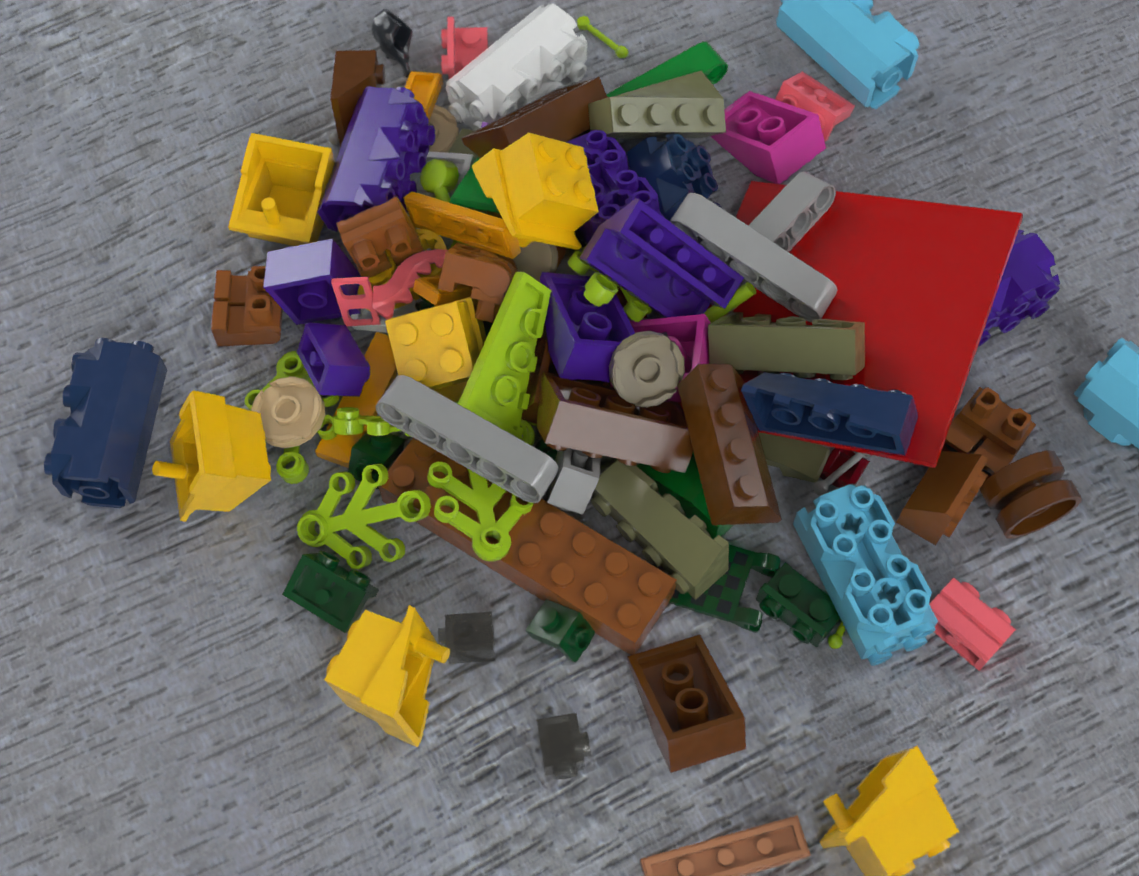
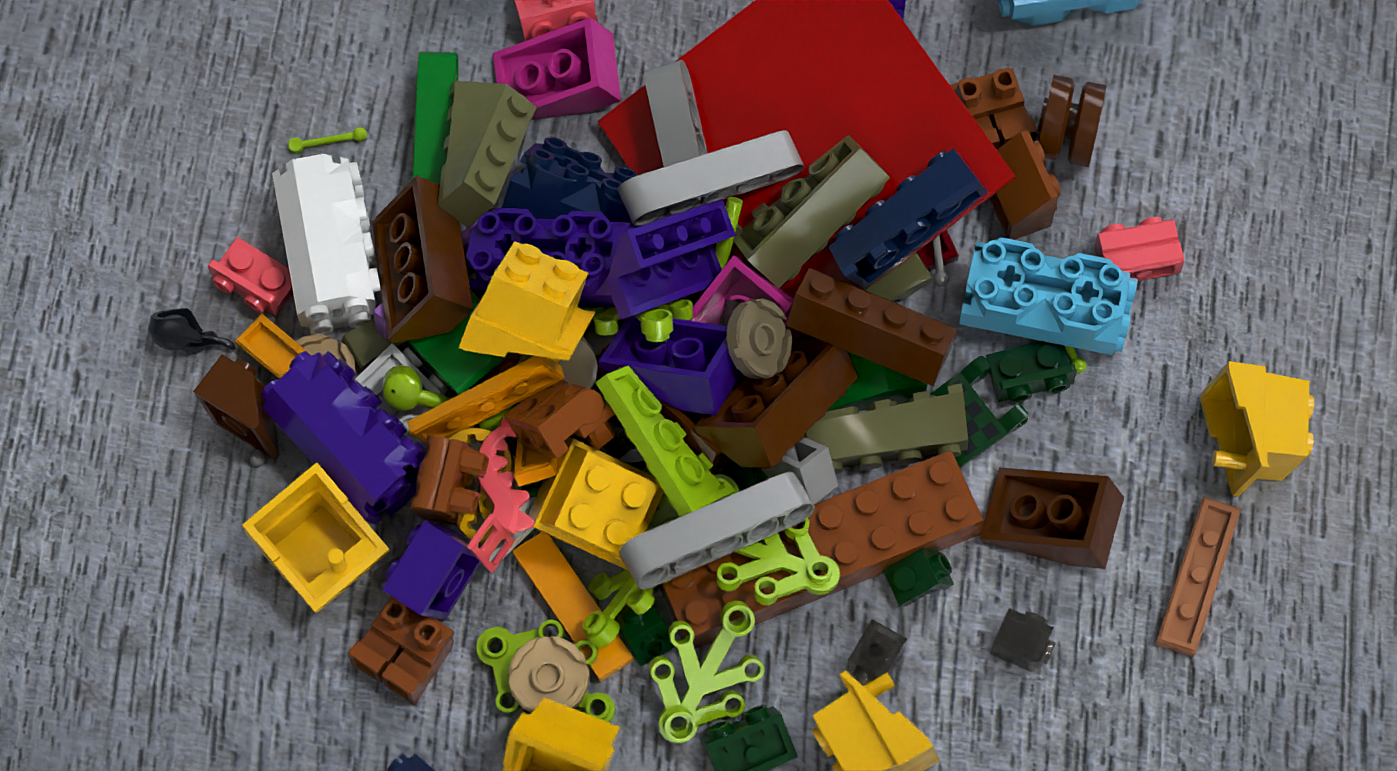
camera: 55 degrees left, 5 degrees up
(333, 360) = (526, 603): dark purple brick -> none

